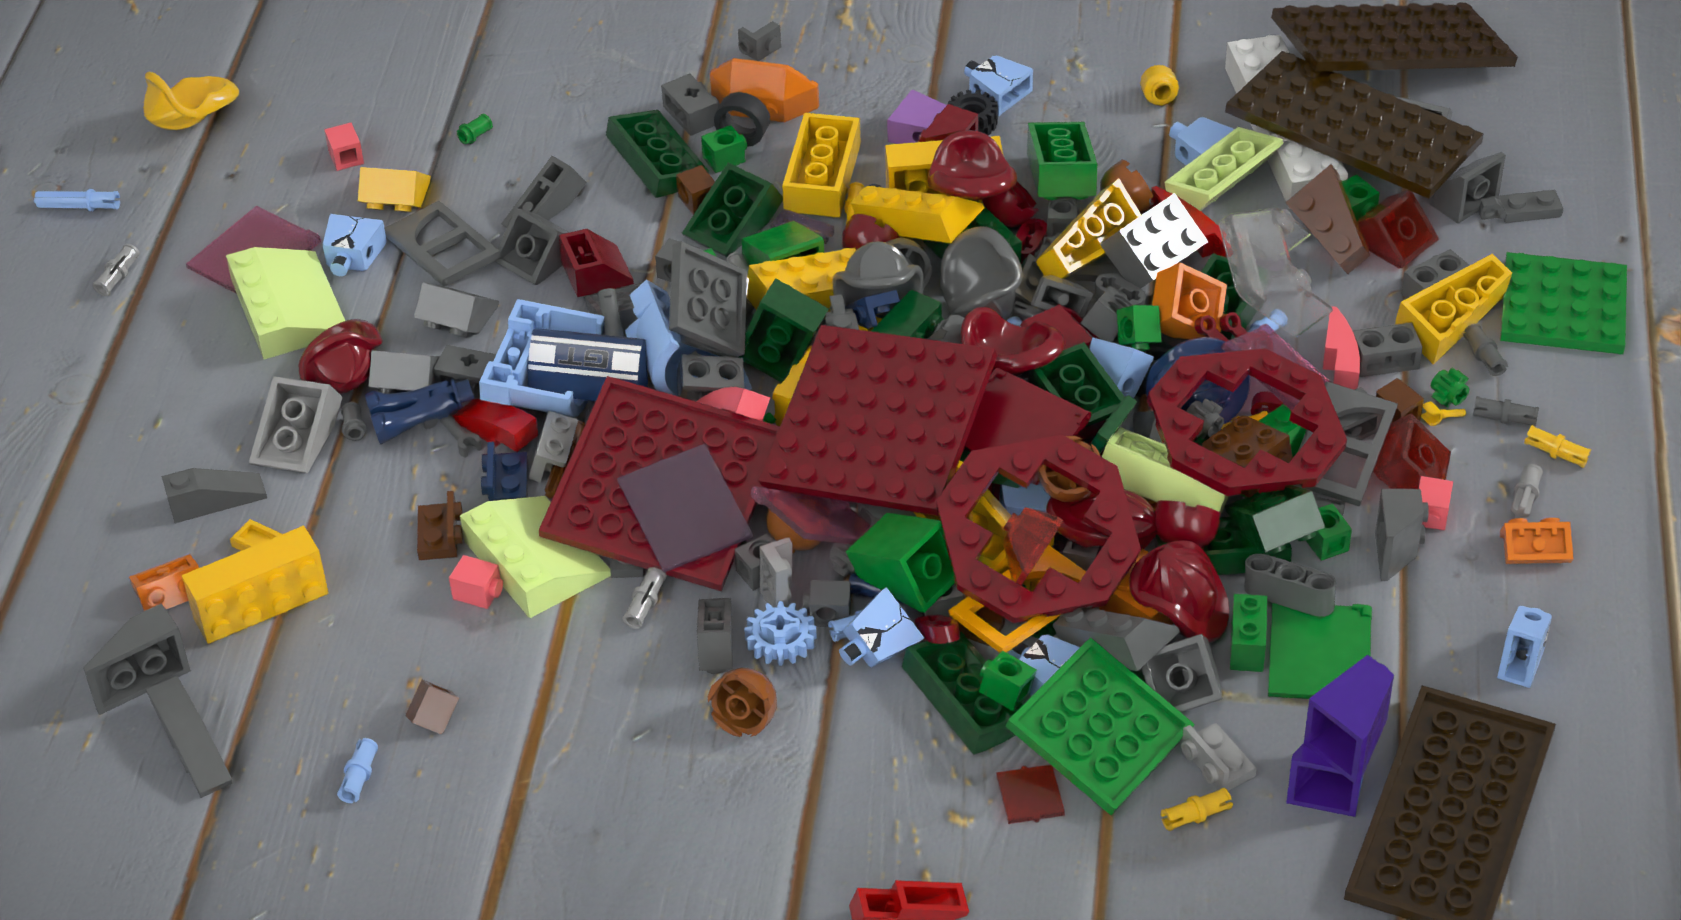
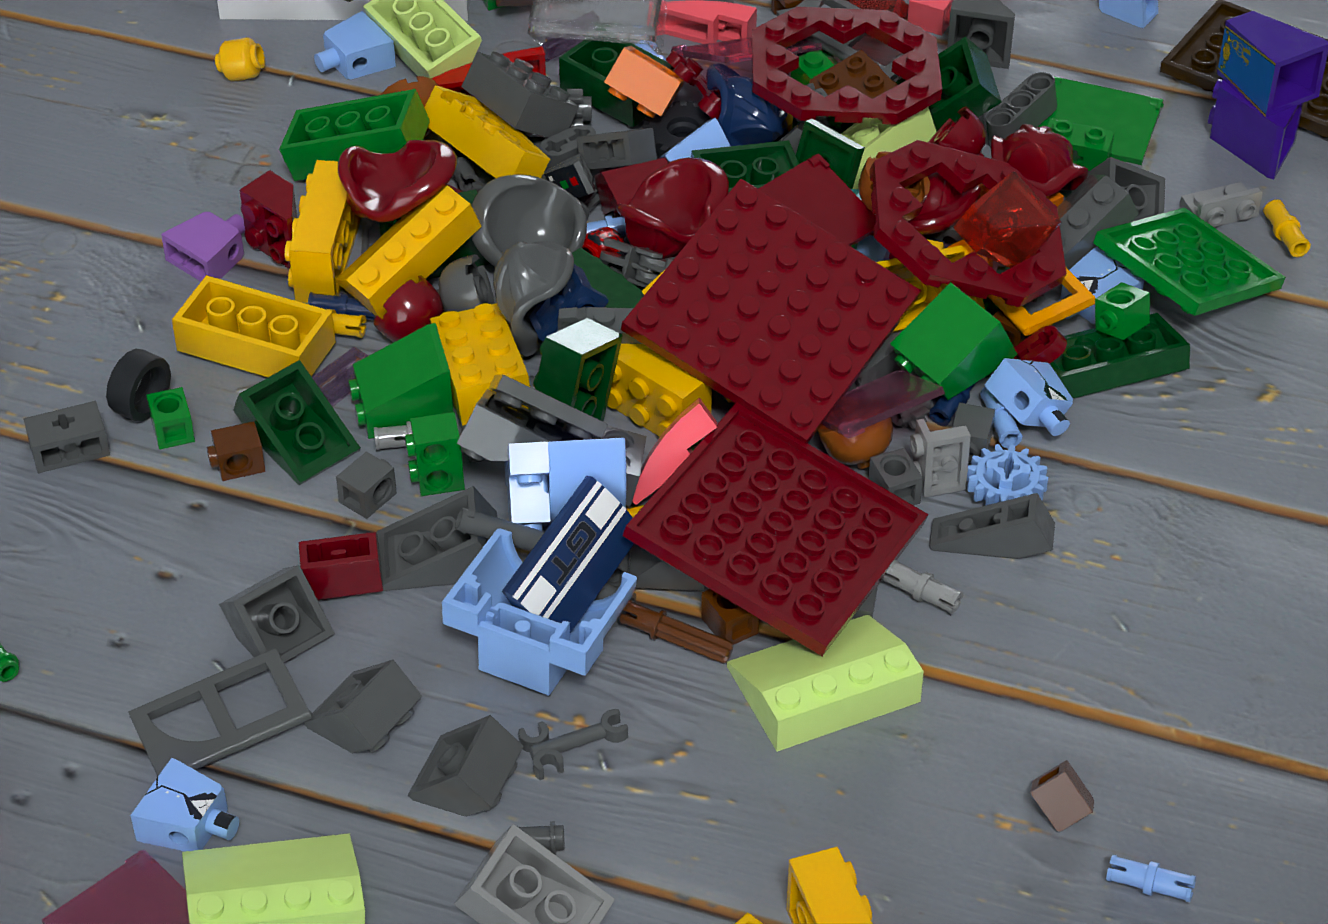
camera: 80 degrees left, 0 degrees up
(340, 355) = (421, 832): dark red piece -> none
(392, 187) = (87, 752): yellow slope -> none
(402, 411) = (546, 738): dark blue piece -> none
(439, 530) = (760, 764): reddish brown bracket -> none
(462, 364) = (496, 691): dark grey brick -> none
(475, 582) = (868, 734): coral brick -> none
(498, 423) = (586, 698): red slope -> none
(505, 474) = (687, 693): dark blue bracket -> none
(550, 190) = (187, 596): dark grey slope -> none
(553, 444) = (659, 636): light grey bracket -> none
(652, 149) = (137, 485): dark green slope -> none
(684, 508) = (825, 512): clear purple piece -> none
(743, 701) = (1110, 514): dark orange cylinder -> none
(777, 86) = (80, 365): orange wedge -> none
(982, 105) = (201, 195): black tyre -> none
(1001, 79) = (169, 176): light blue torso -> none
(1030, 794) = (1245, 338): clear red piece -> none
(1139, 326) = (661, 105): green brick -> none

